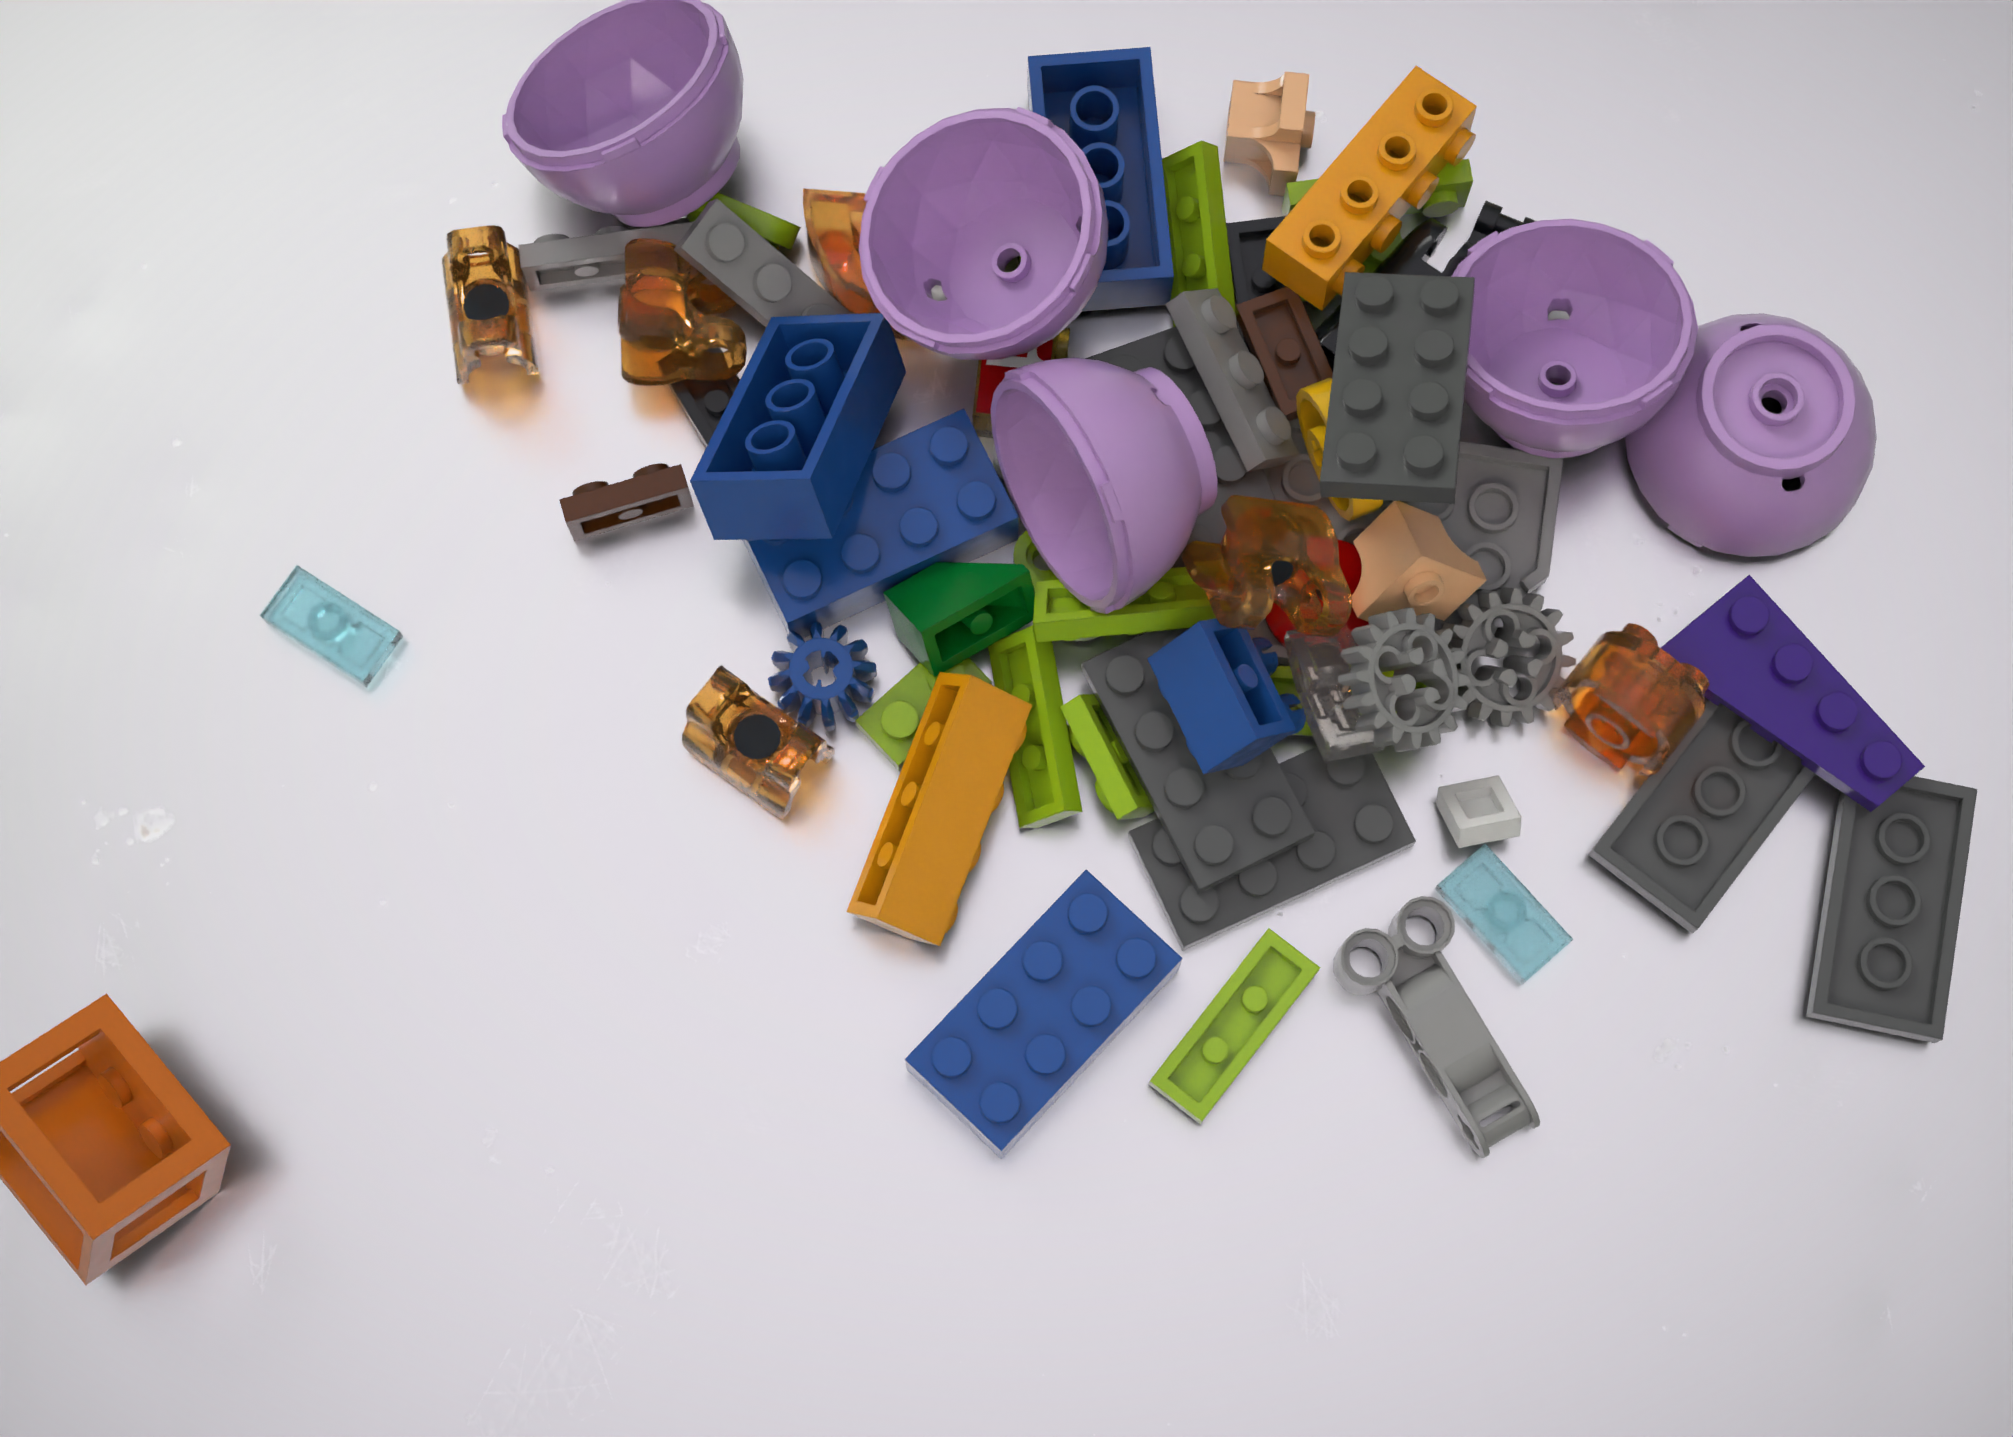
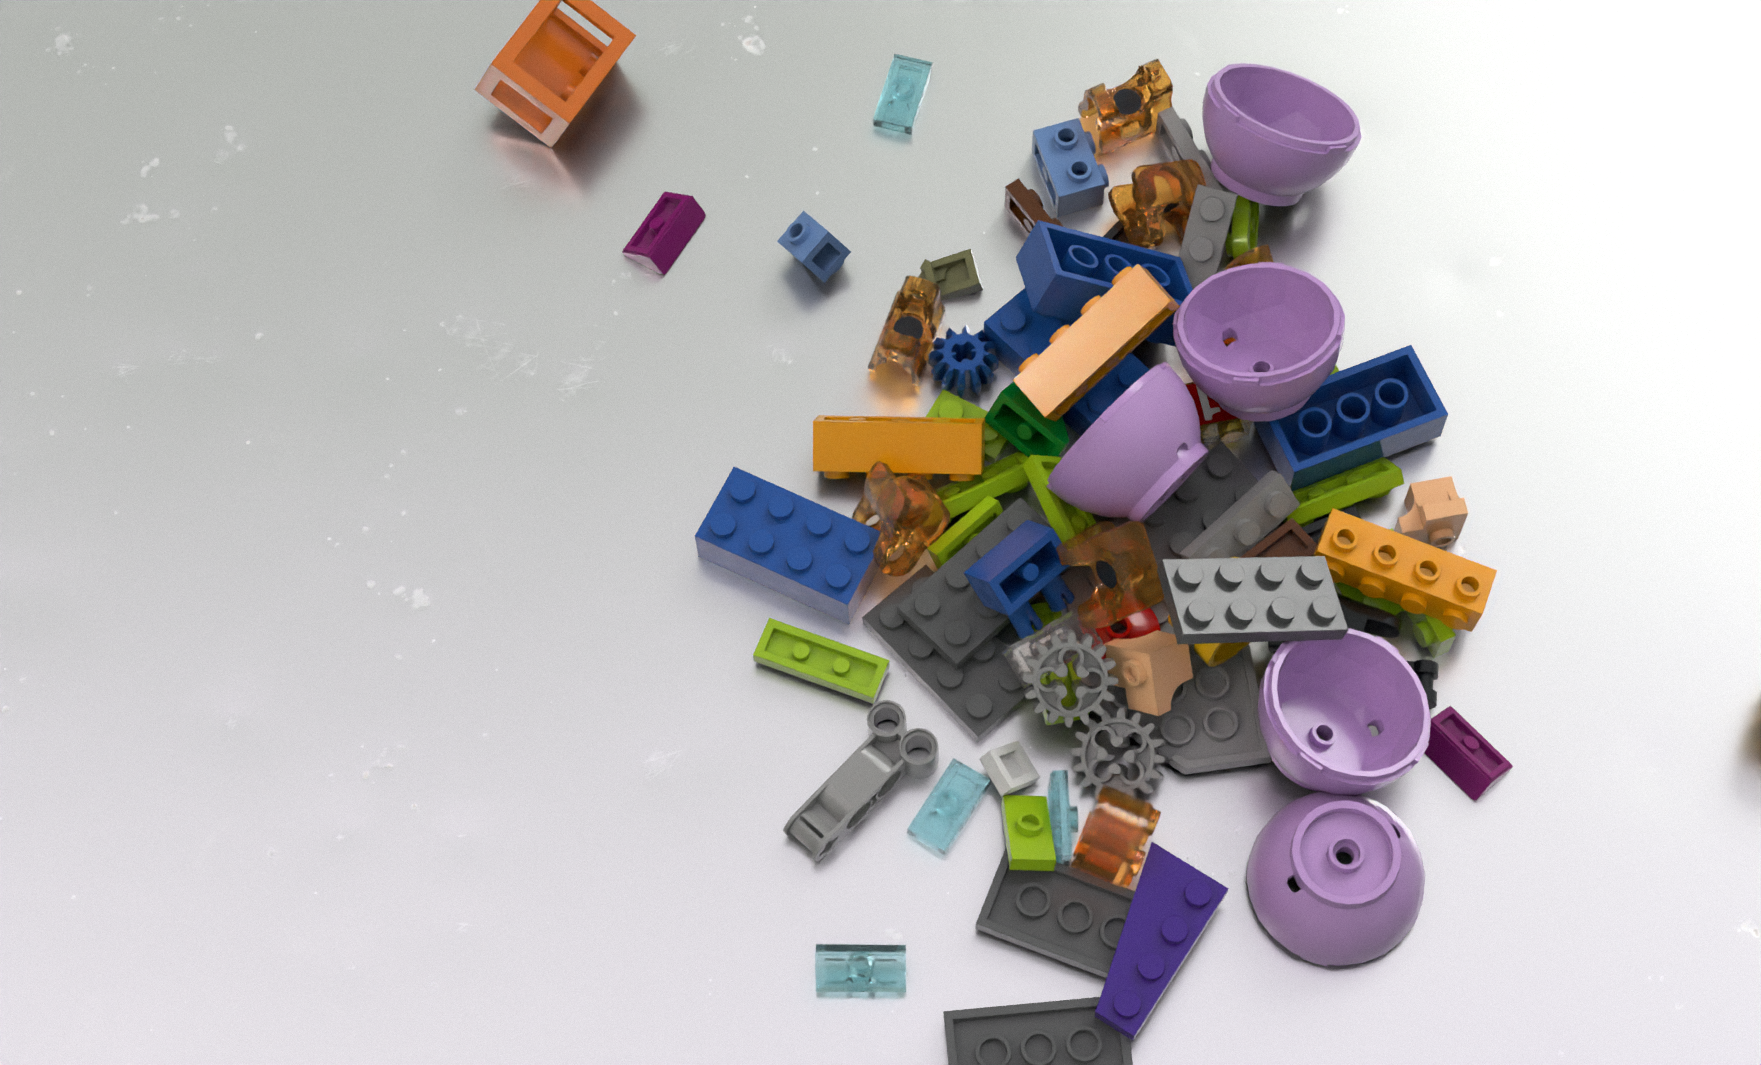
camera: 75 degrees right, 10 degrees down
(438, 1055) = (665, 231): none -> magenta slope
(553, 425) = (1069, 167): none -> medium blue brick
(562, 834) = (814, 246): none -> medium blue brick
(670, 658) = (954, 274): none -> olive slope
(913, 466) = (1095, 342): none -> light orange brick
(1067, 823) = (908, 515): none -> clear orange piece
(1574, 765) = (1062, 815): none -> clear light blue plate
(1587, 815) = (1028, 833): none -> lime plate
(1632, 202) = (1465, 754): none -> magenta slope
(1717, 1108) = (860, 968): none -> clear light blue plate

